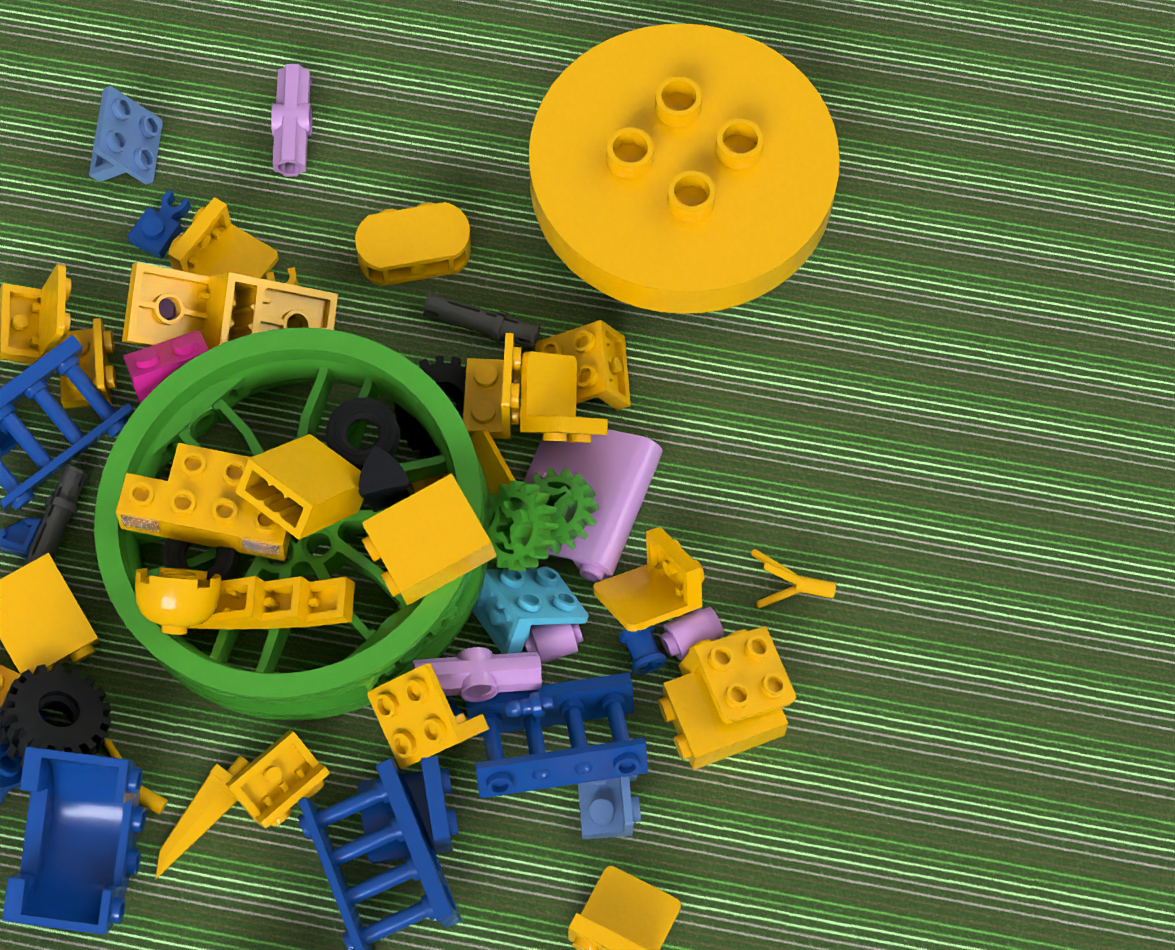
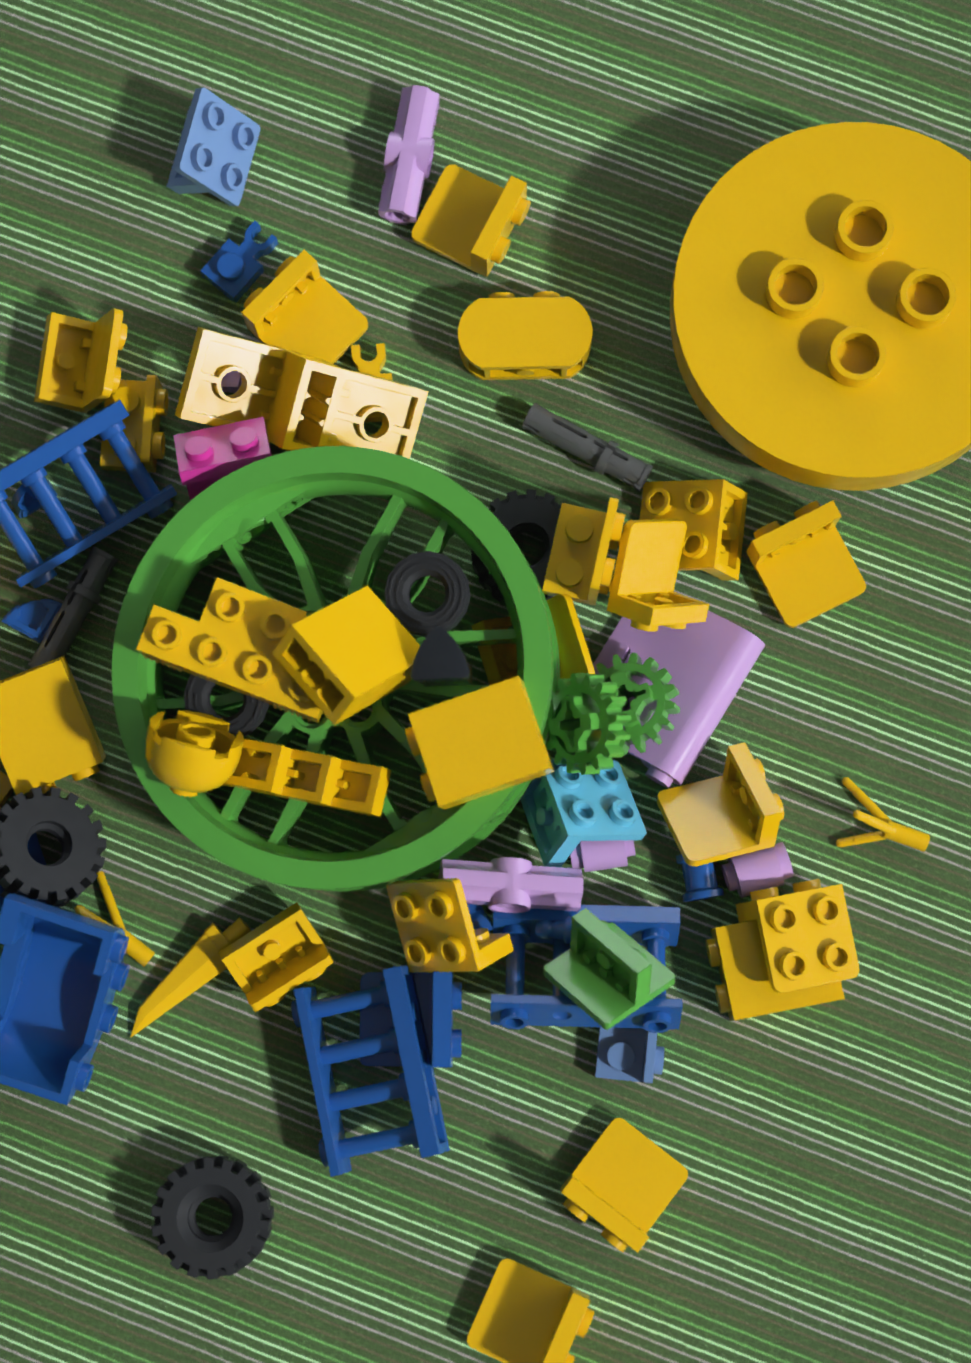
camera: 15 degrees right, 15 degrees up
(352, 160) = (471, 218): none -> yellow bracket
(573, 721) = (607, 971): none -> bright green bracket
(683, 380) = (805, 564): none -> yellow bracket

